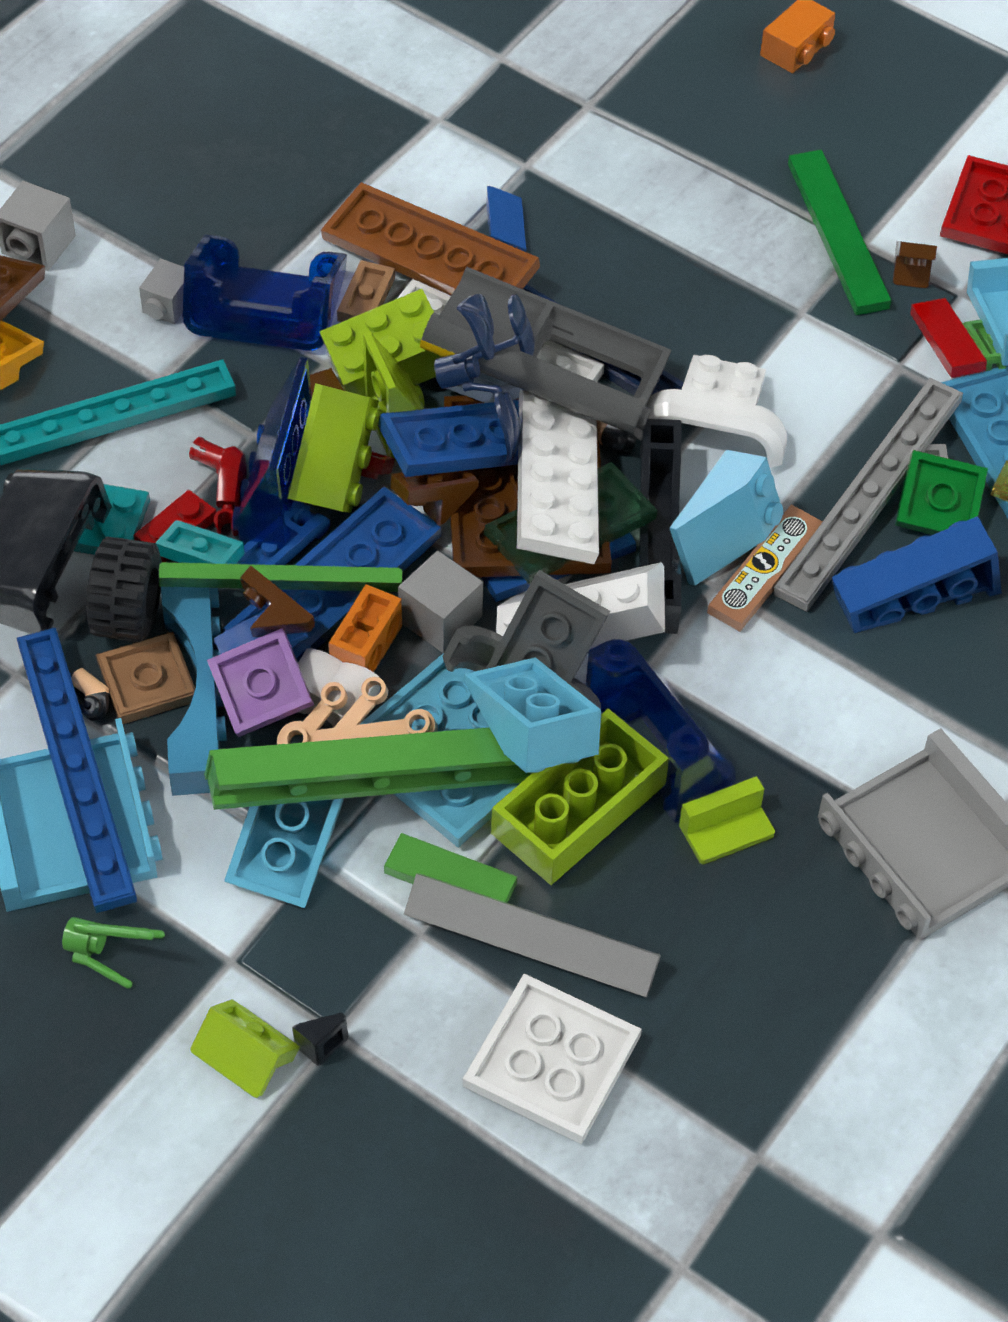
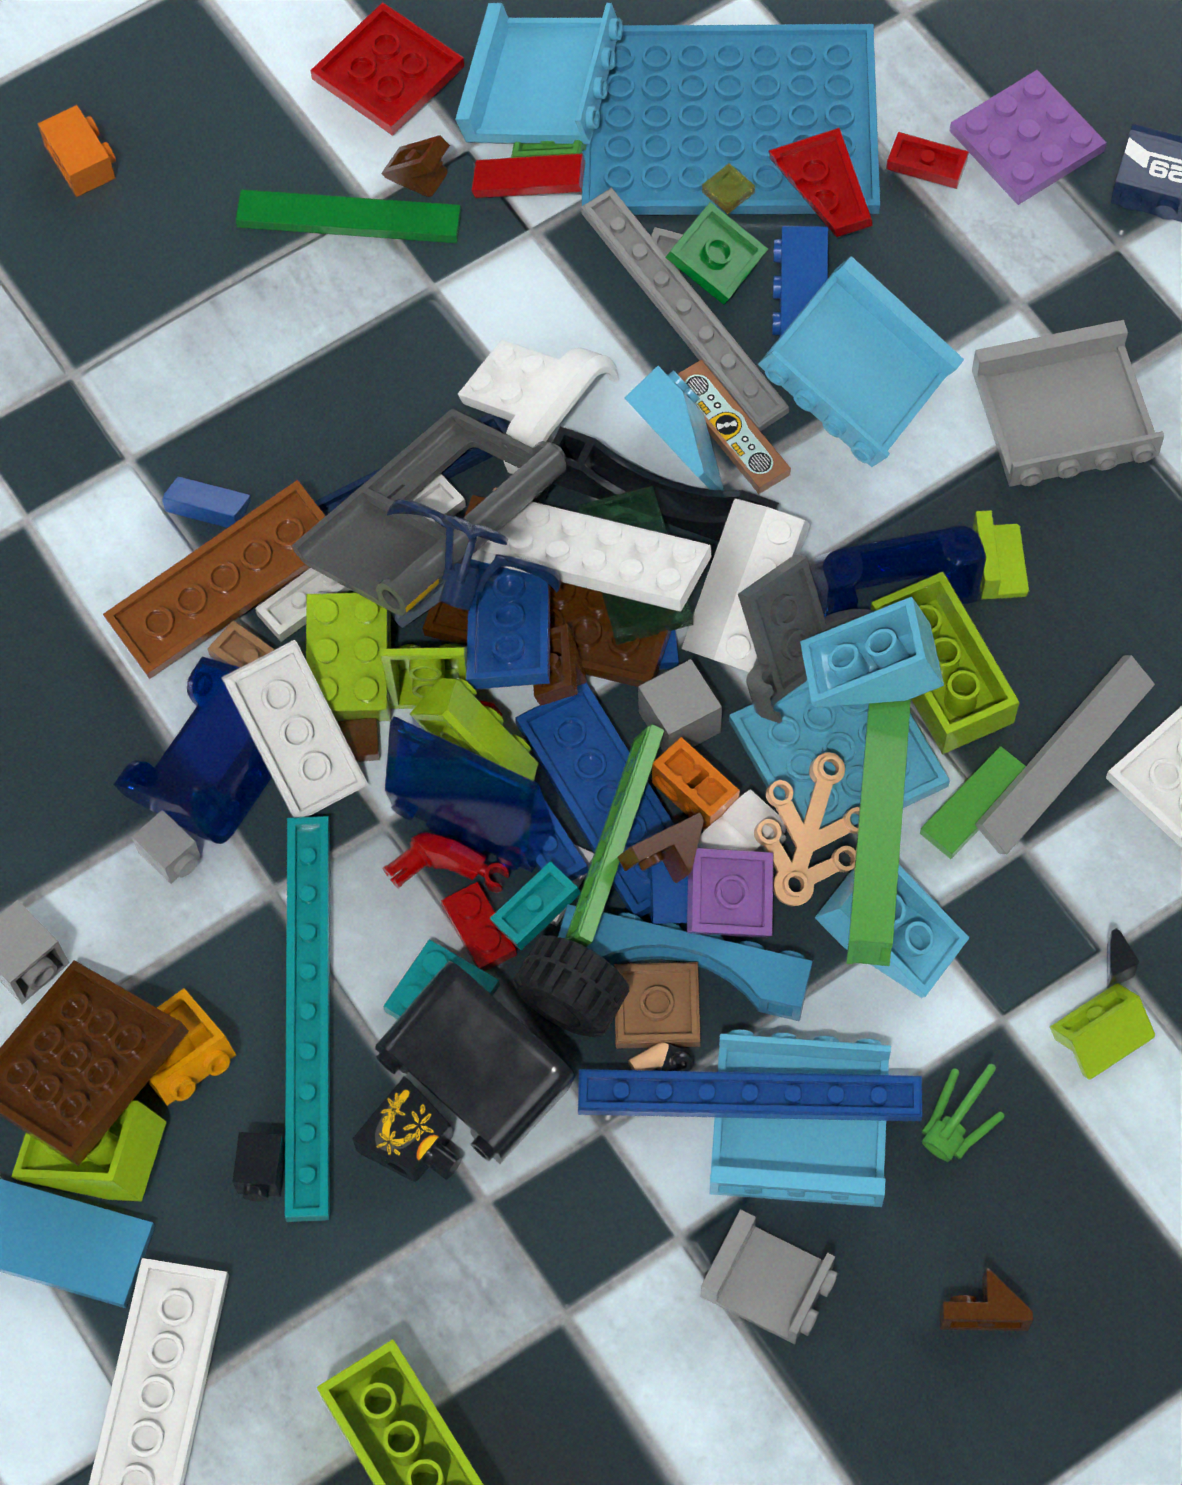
camera: 65 degrees left, 10 degrees up
(294, 322) = (295, 730): none -> white tile
(869, 634) = (860, 361): none -> medium azure panel

